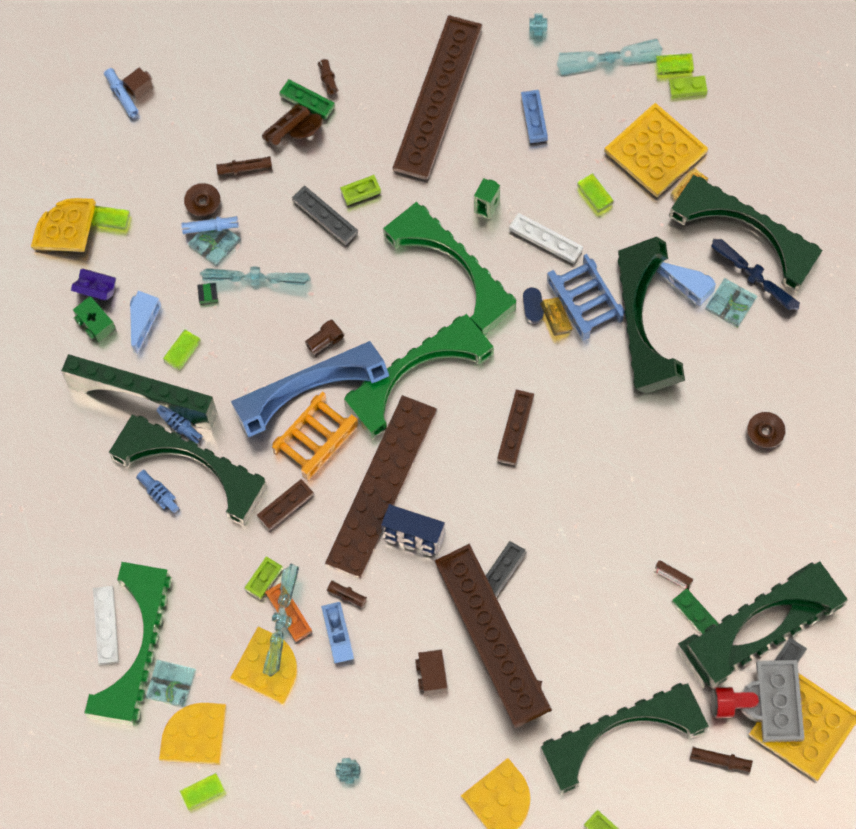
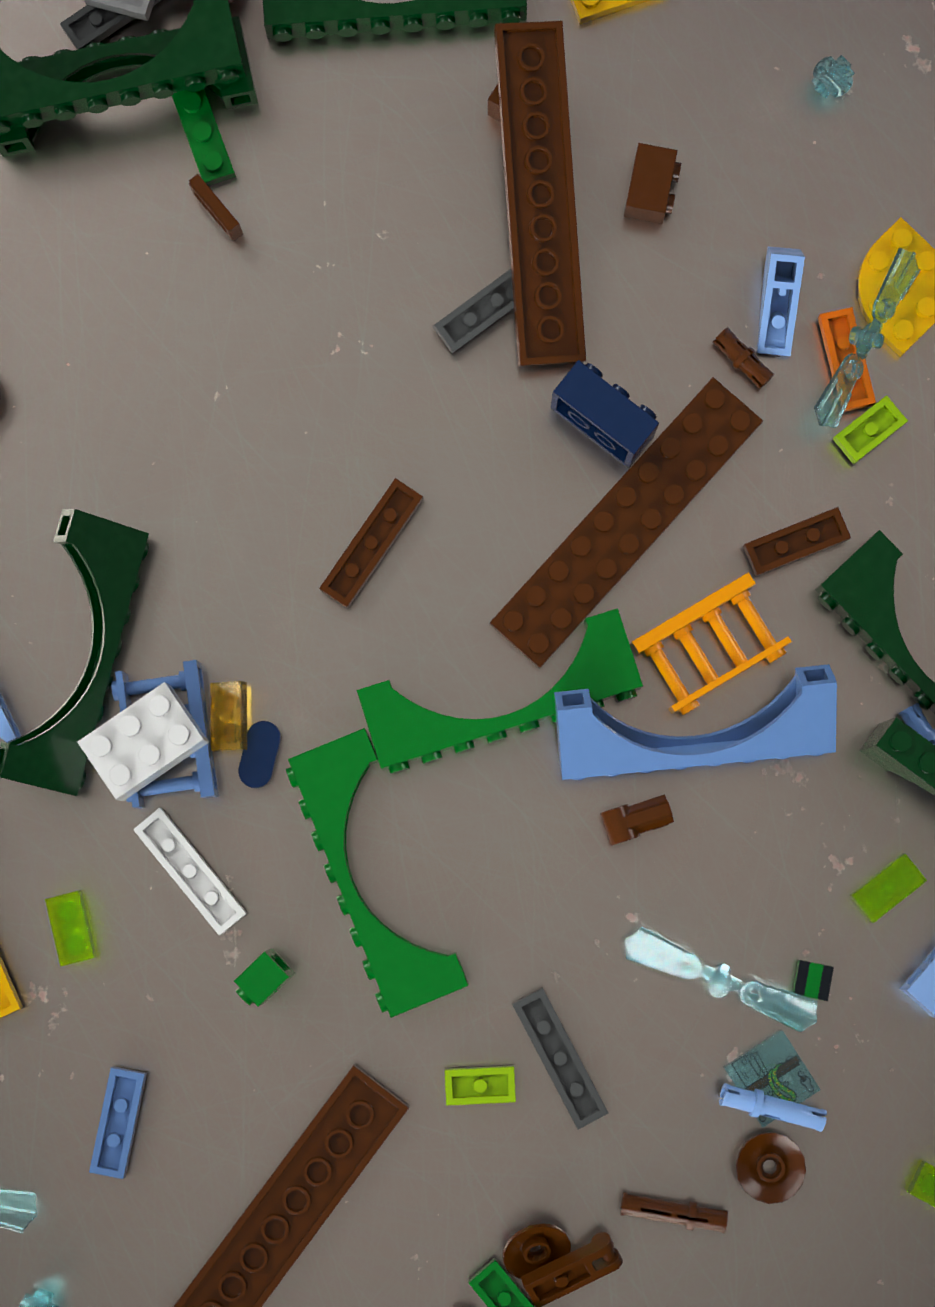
camera: 160 degrees left, 15 degrees up
(592, 280) = (143, 742): none -> white brick

